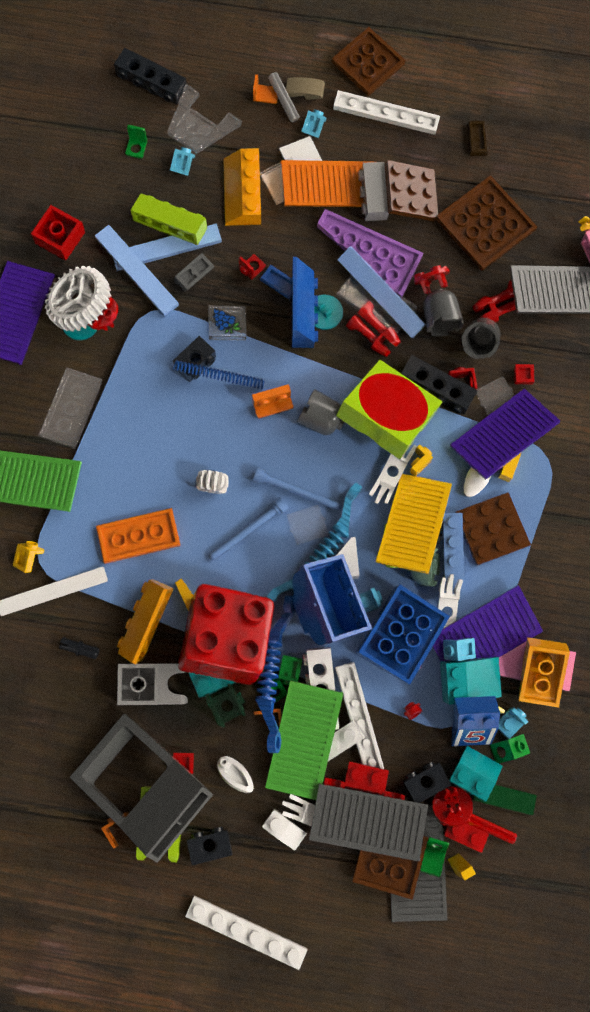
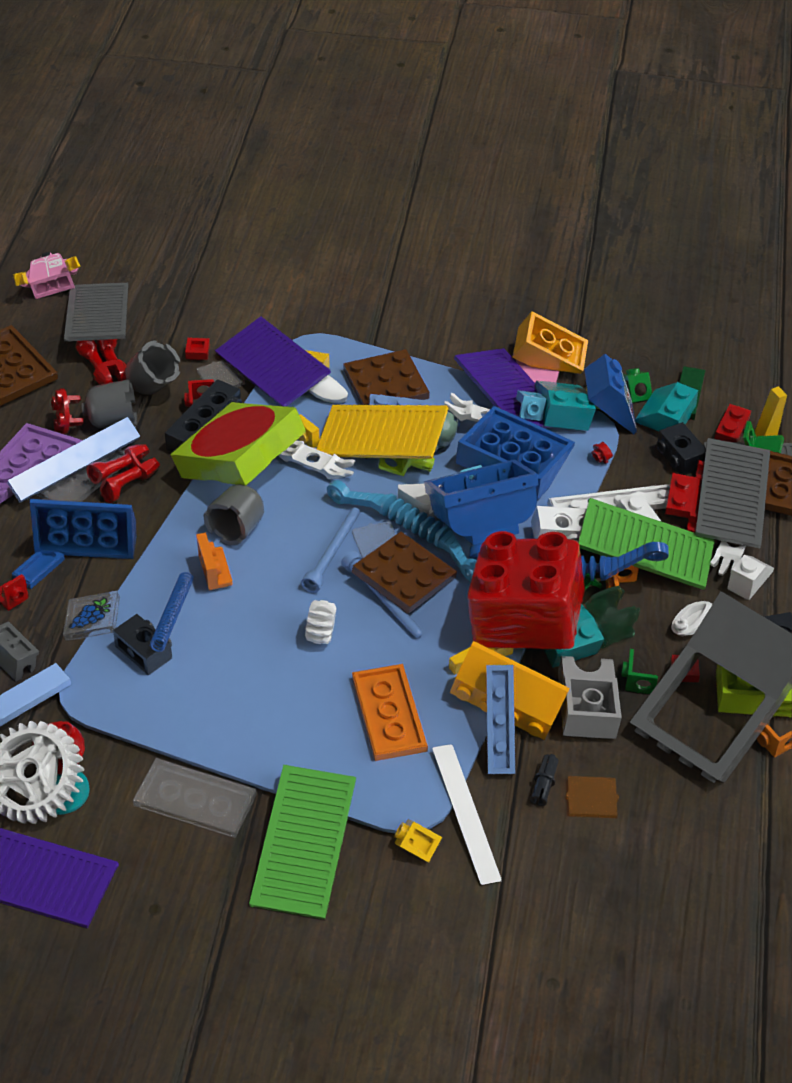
camera: 85 degrees left, 30 degrees down
(68, 683) = (592, 797): none -> clear orange piece
(117, 613) = (500, 719): none -> medium blue plate
(178, 716) = (632, 677): none -> green bracket
(269, 544) = (404, 572): none -> reddish brown plate
(454, 815) = (707, 419): red plate -> none
(492, 829) = (721, 406): red axle -> none

